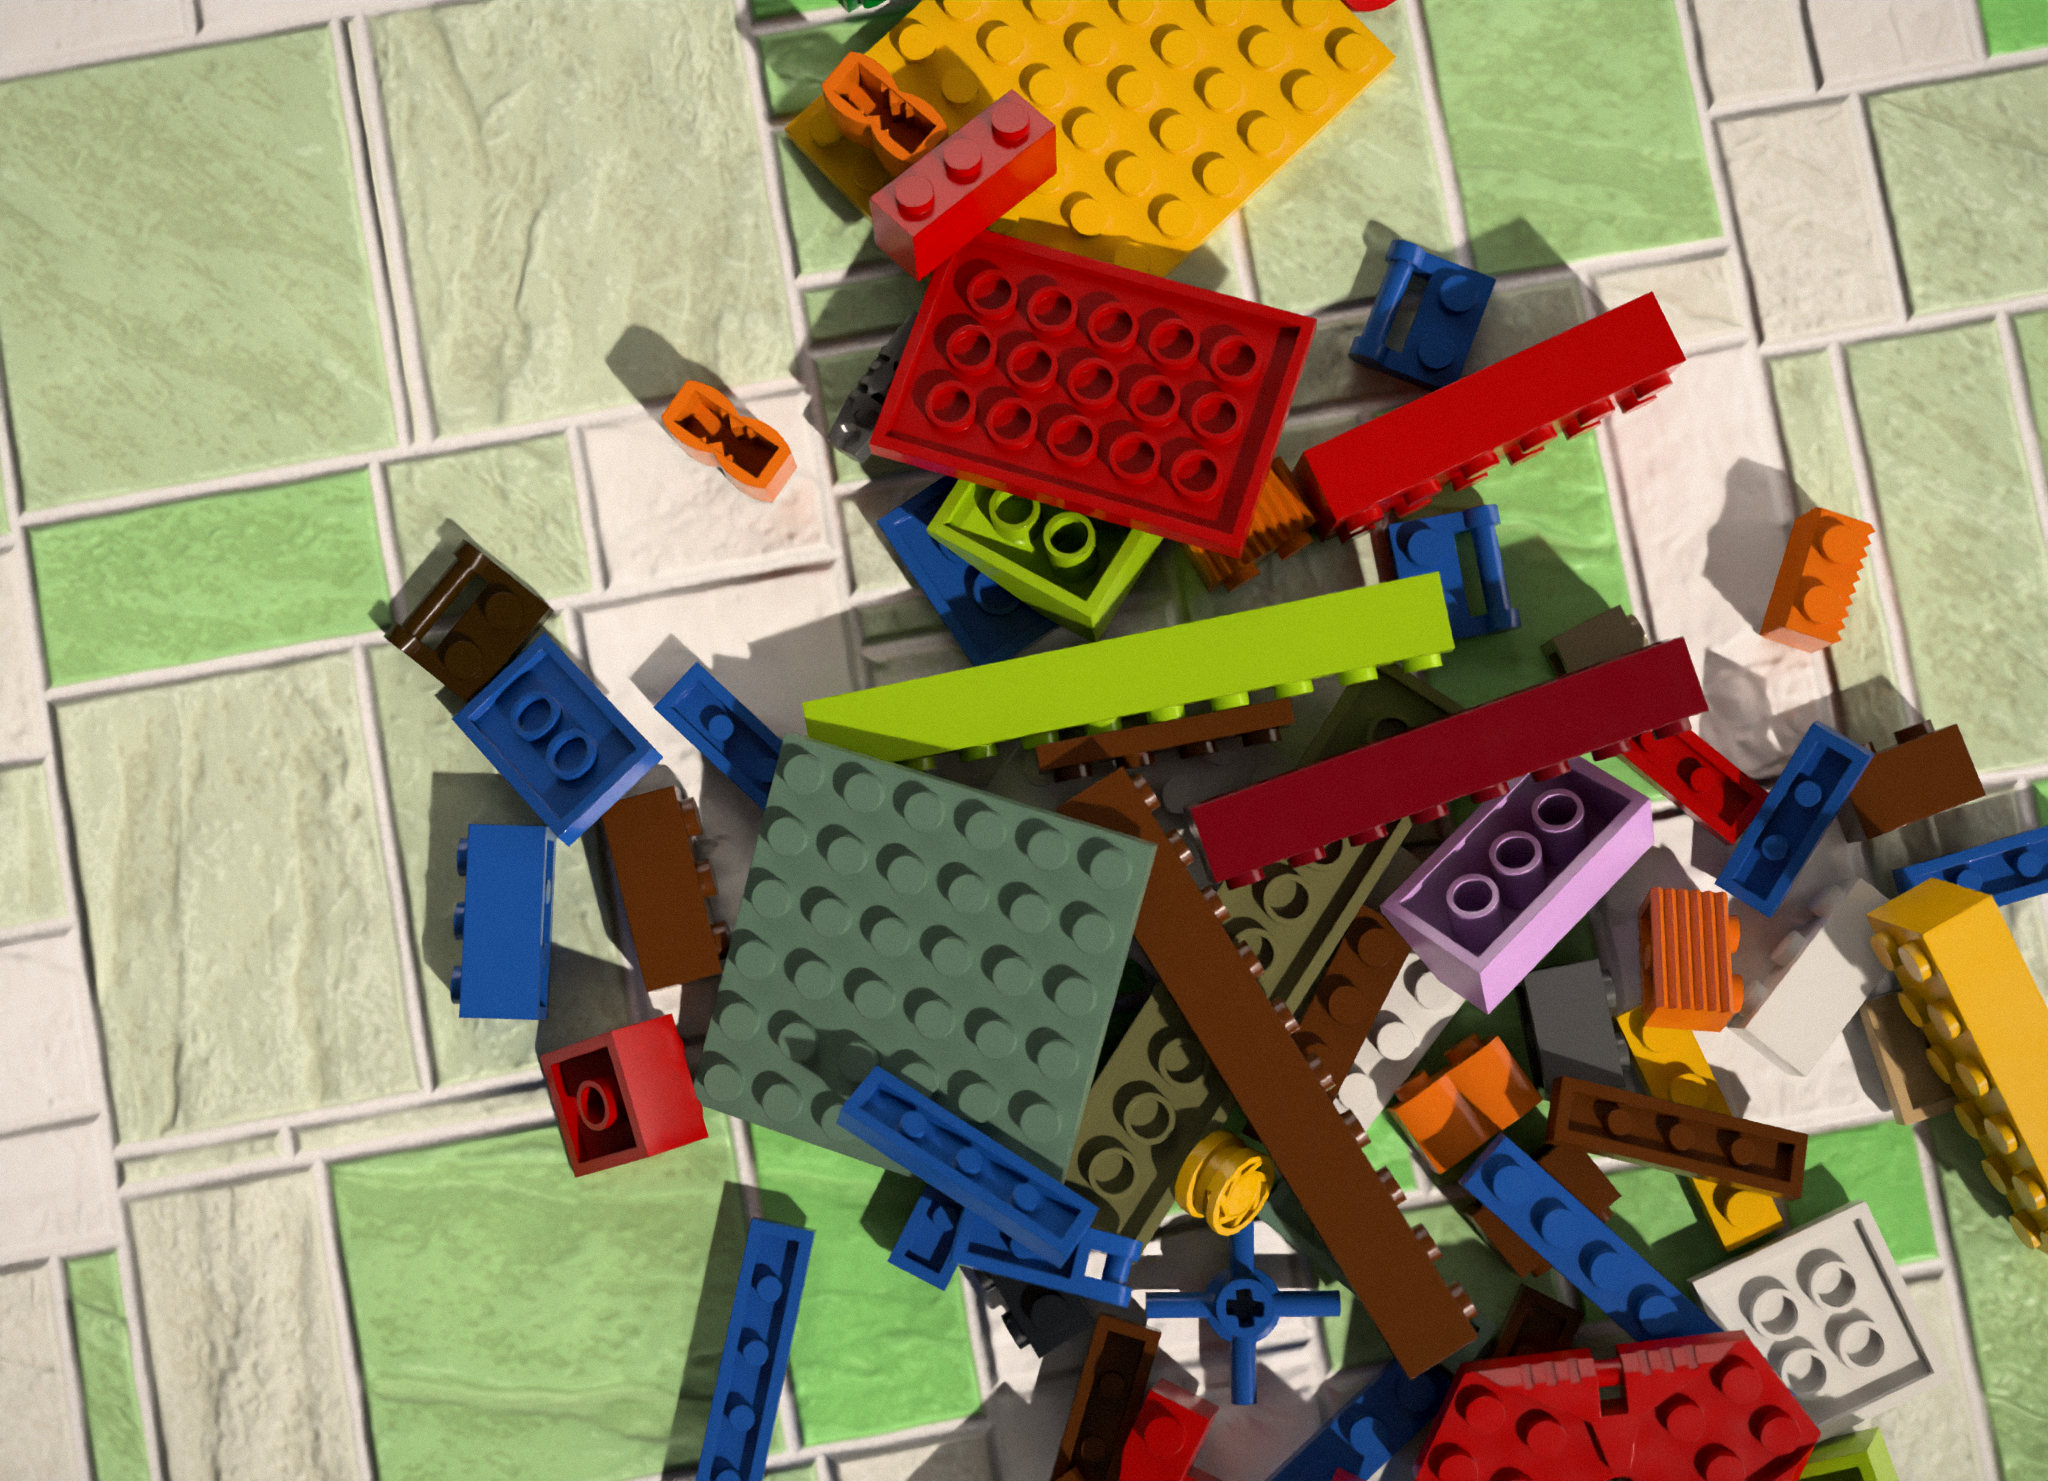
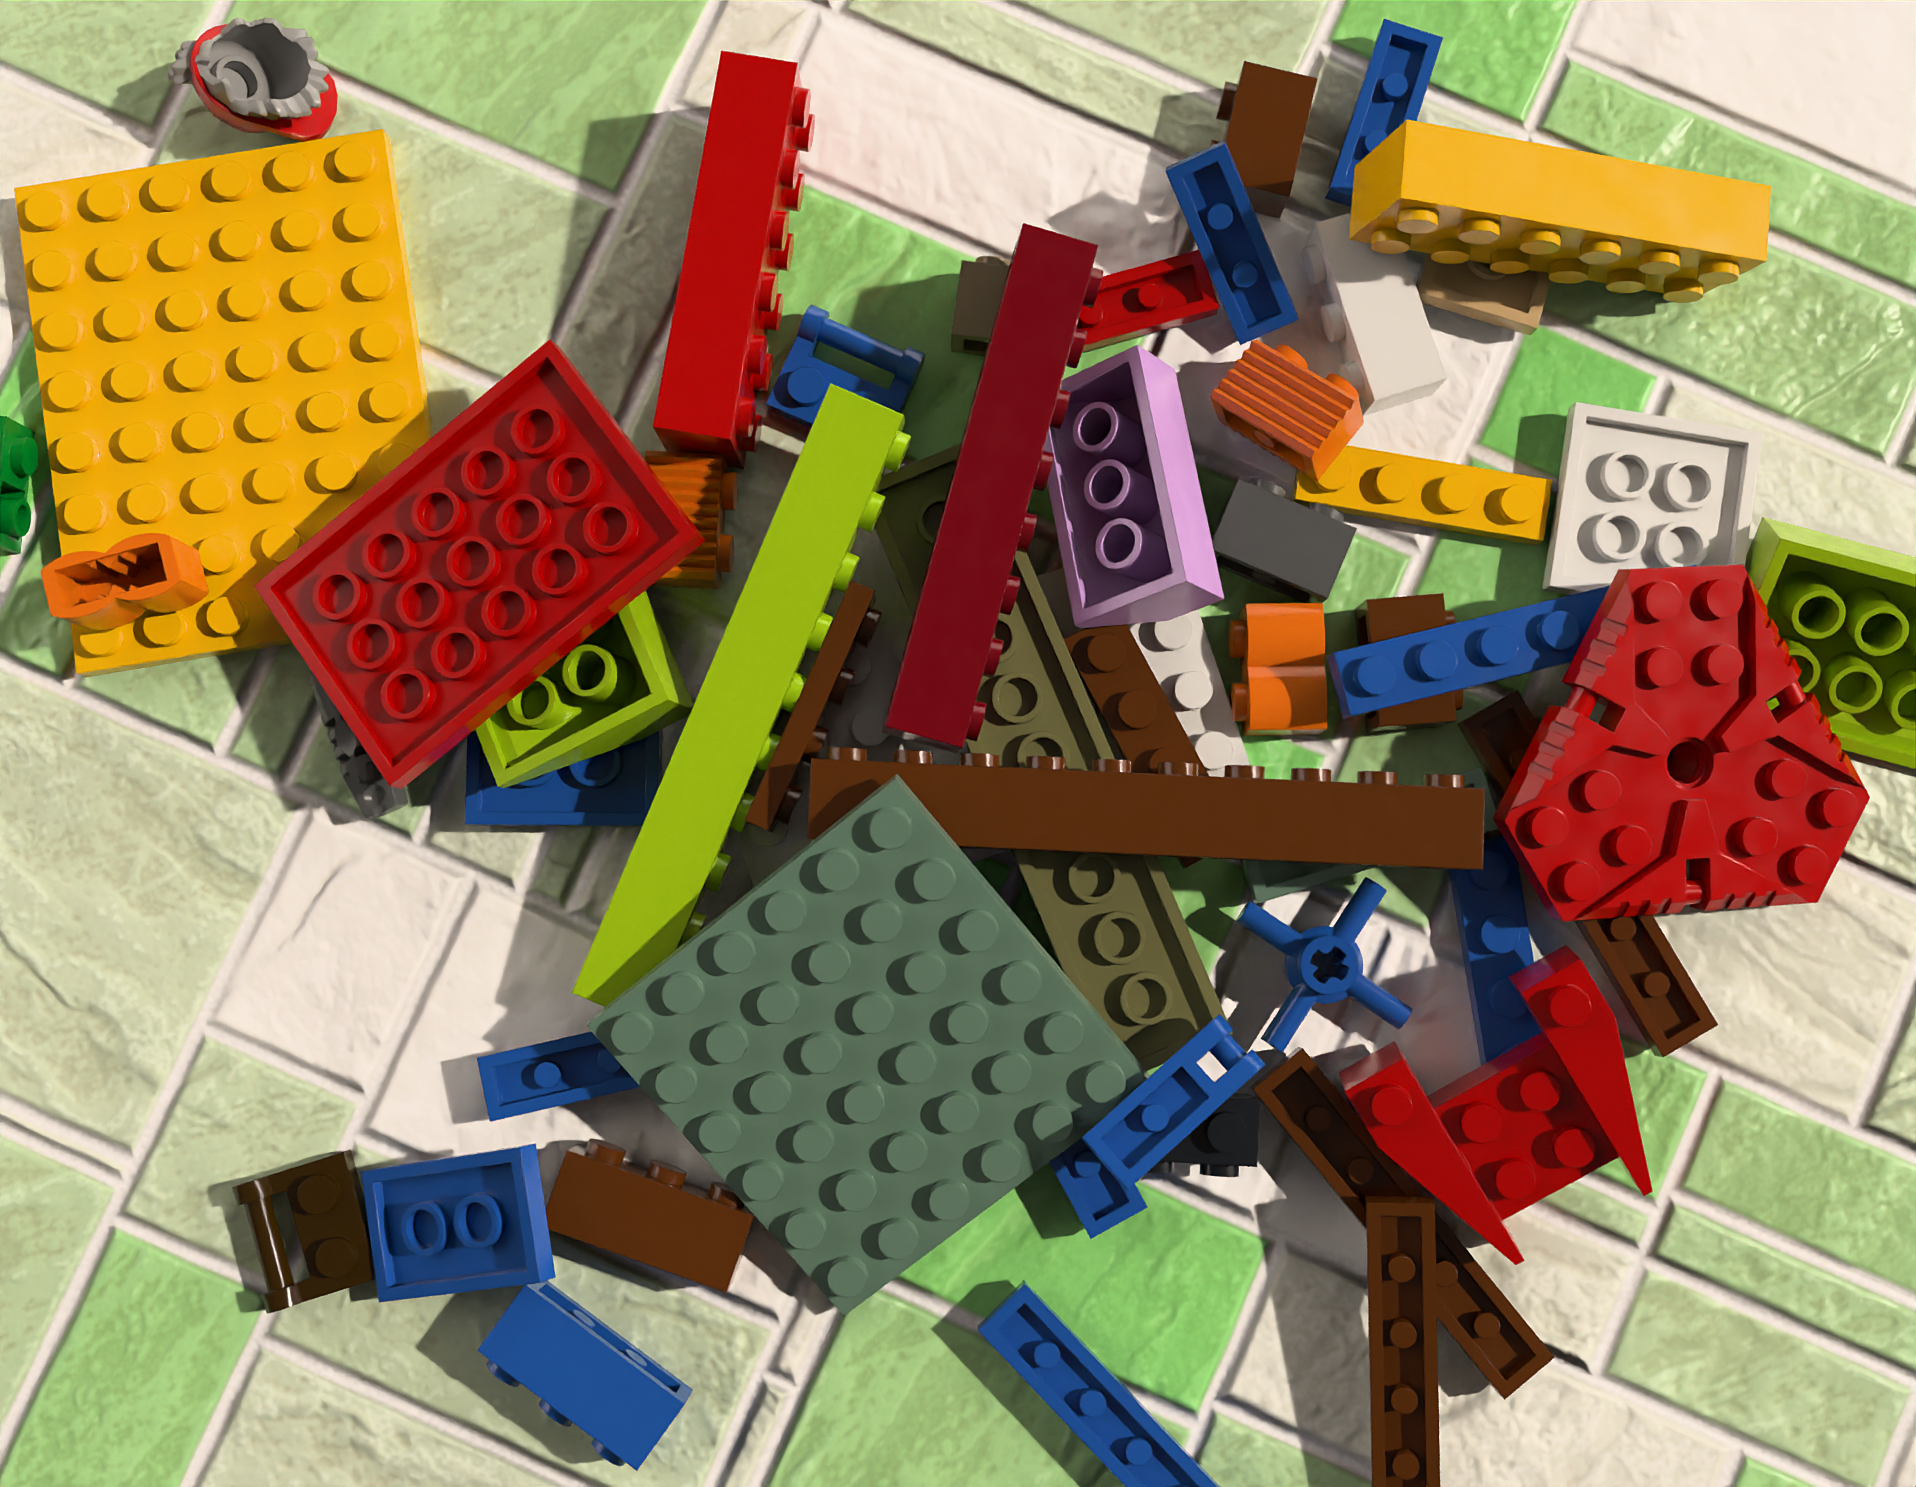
camera: 55 degrees left, 0 degrees up
(624, 1095) = (801, 1369): red slope -> none
(714, 434) = (298, 909): orange brick -> none
(964, 185) = (227, 554): red brick -> none
(967, 1166) = (1057, 1120): blue plate -> none
(1224, 1182) = (1215, 911): yellow wheel -> none
(1442, 324) = (632, 246): blue plate -> none
(1676, 1138) = (1426, 516): reddish brown plate -> none
(1816, 580) = (1051, 91): orange brick -> none

